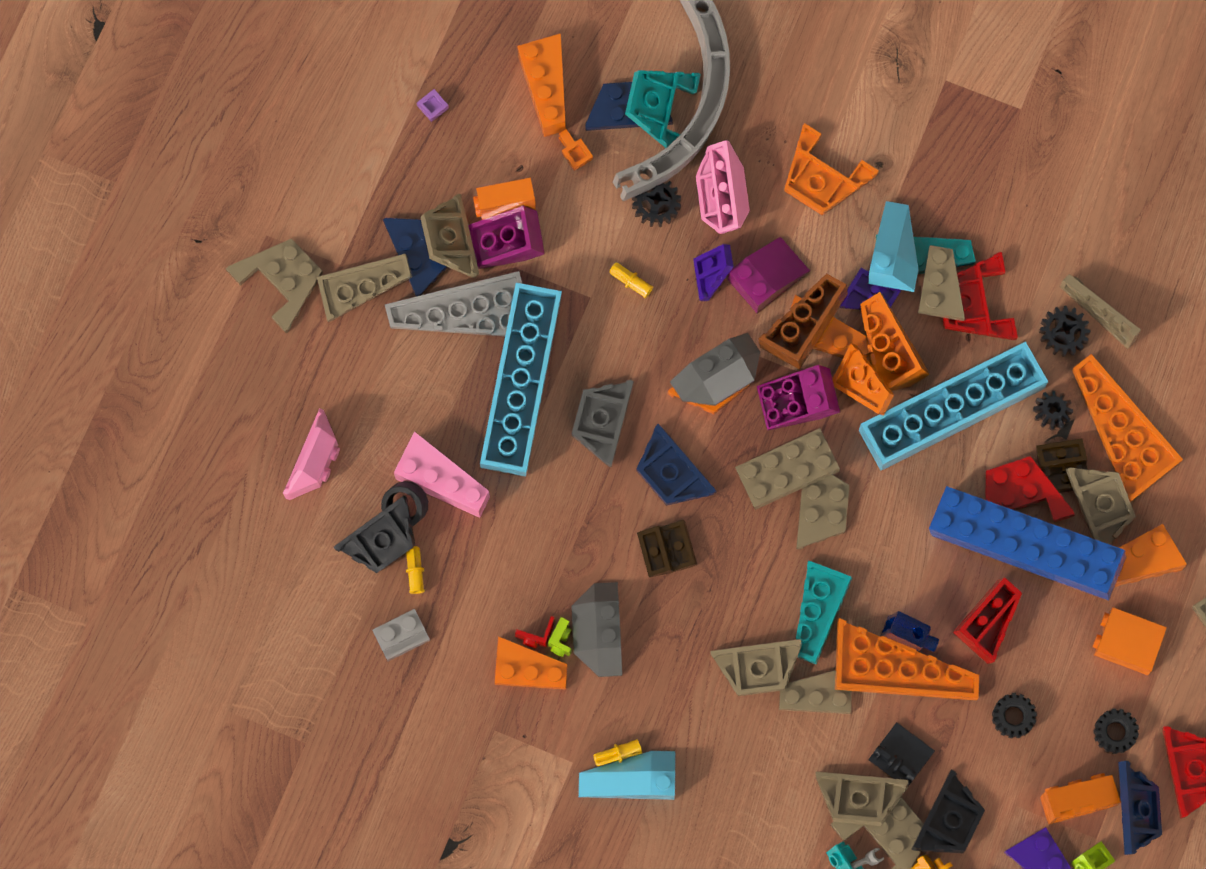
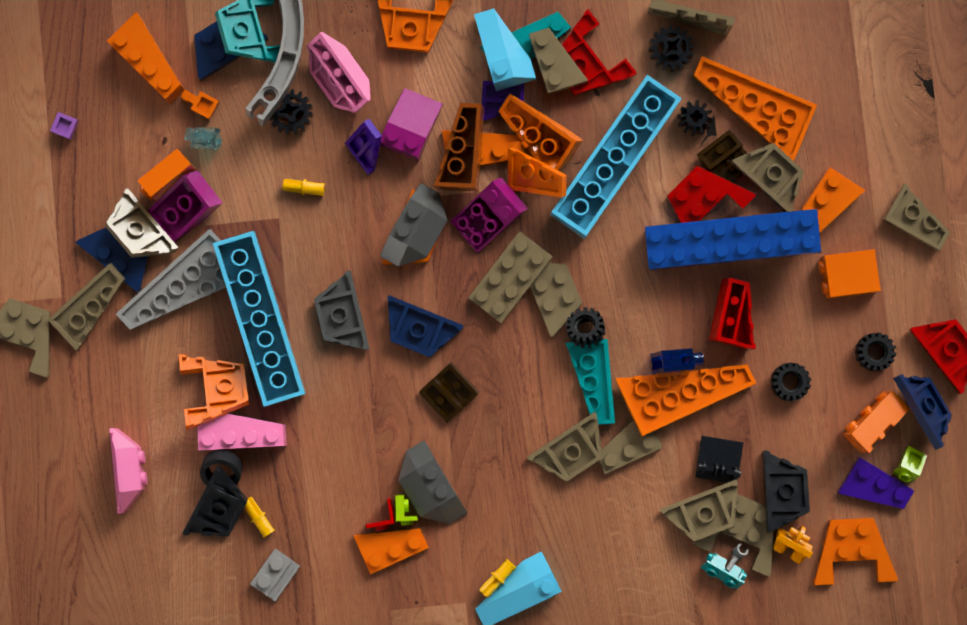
camera: 30 degrees left, 10 degrees up
(450, 427) = (223, 385): none -> orange wing
(560, 184) = (204, 138): none -> clear light blue hips
(835, 565) = (587, 338): none -> black tyre

